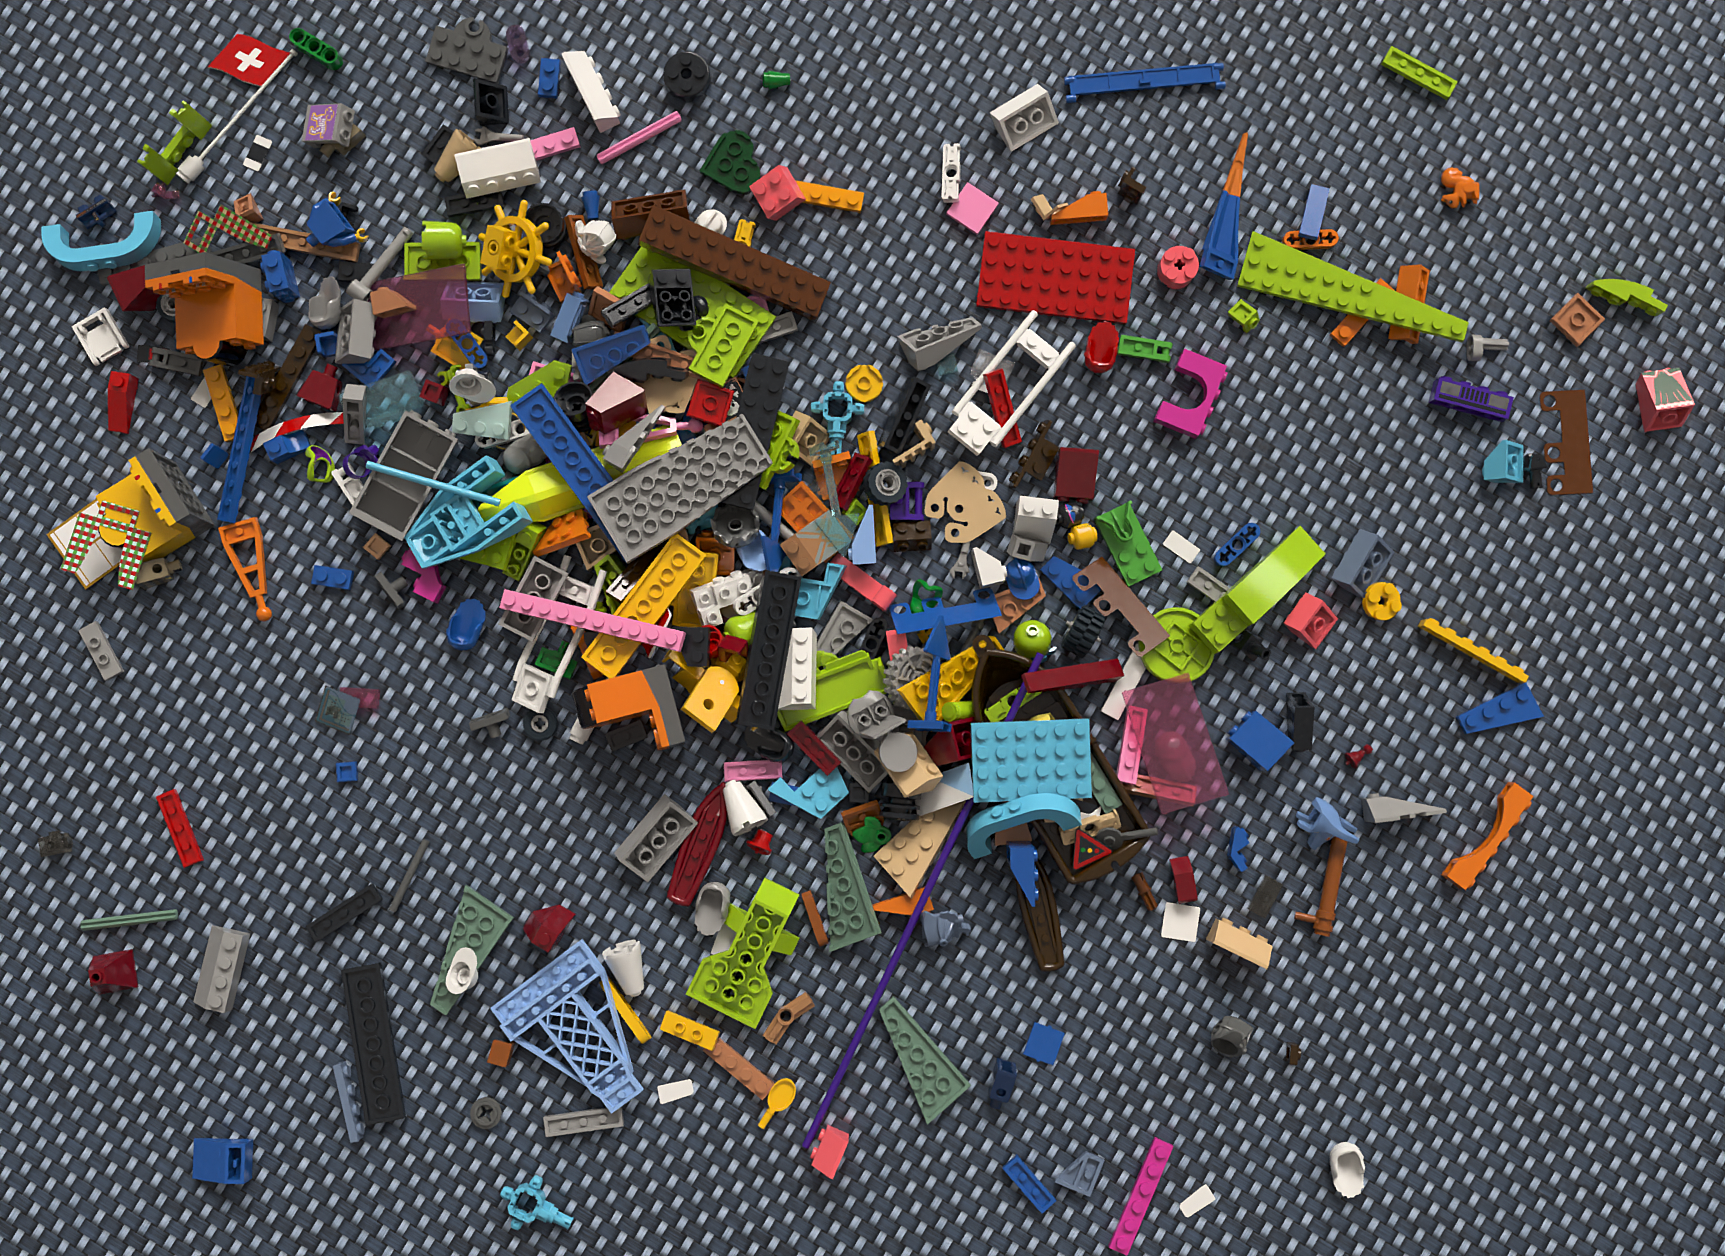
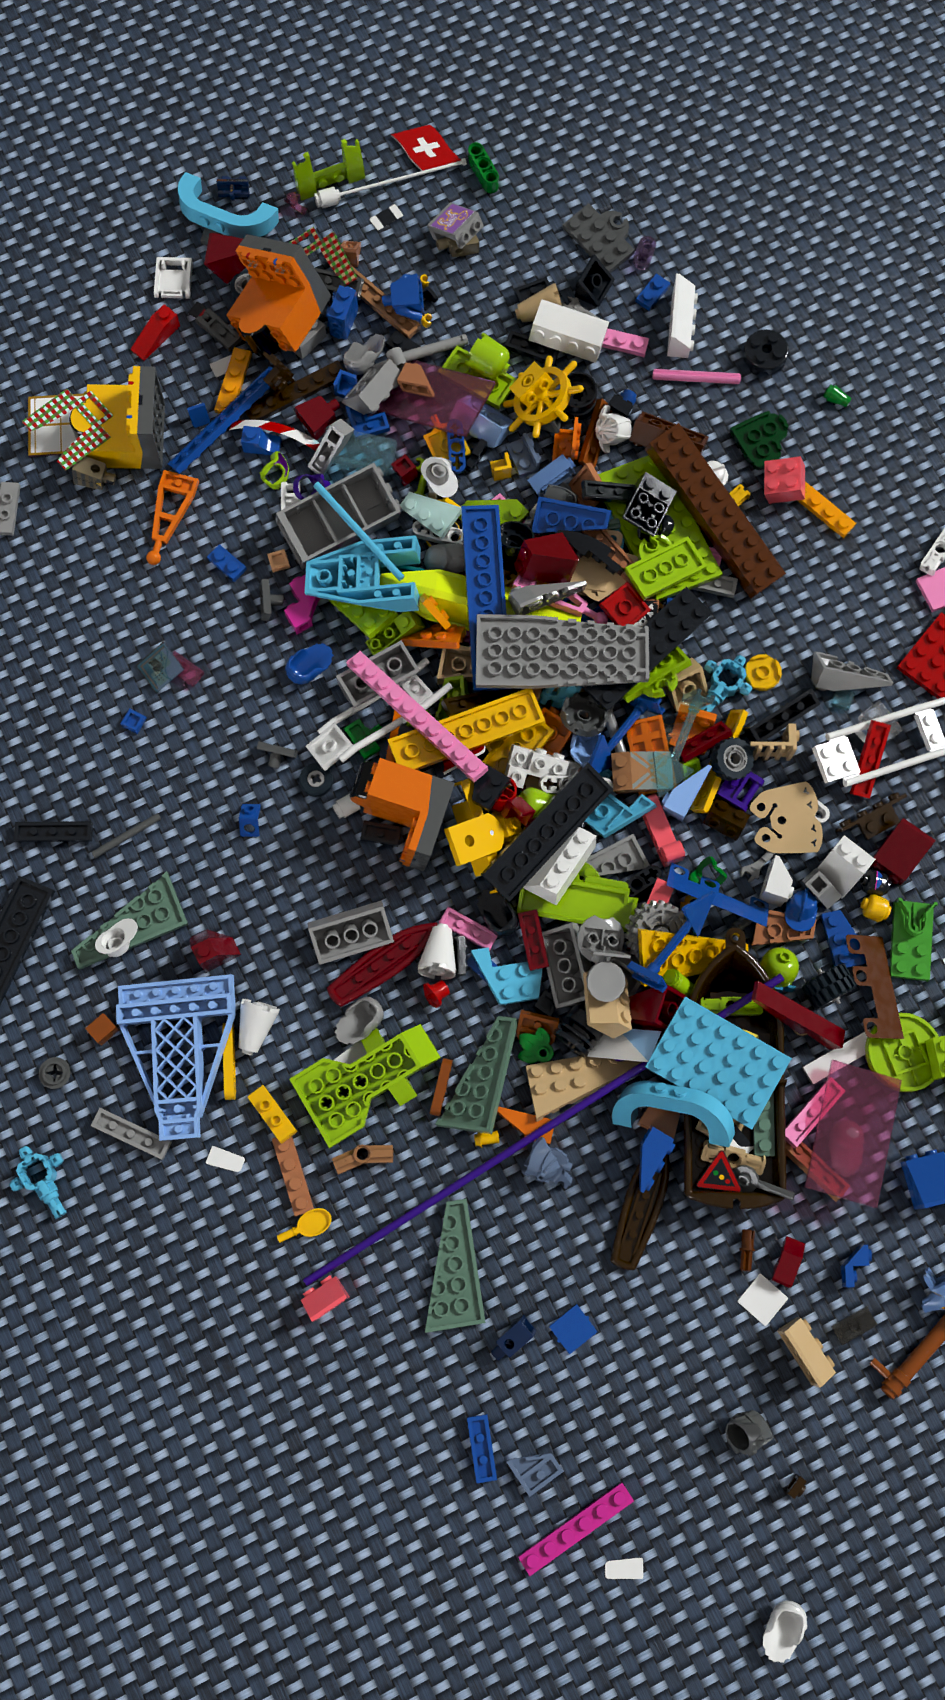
camera: 30 degrees right, 10 degrees down
(503, 792) = (249, 815): none -> blue bracket
(542, 511) = (441, 616): none -> light orange plate
(593, 213) = (621, 406): none -> black piece
(877, 939) = (485, 1139): none -> yellow pin

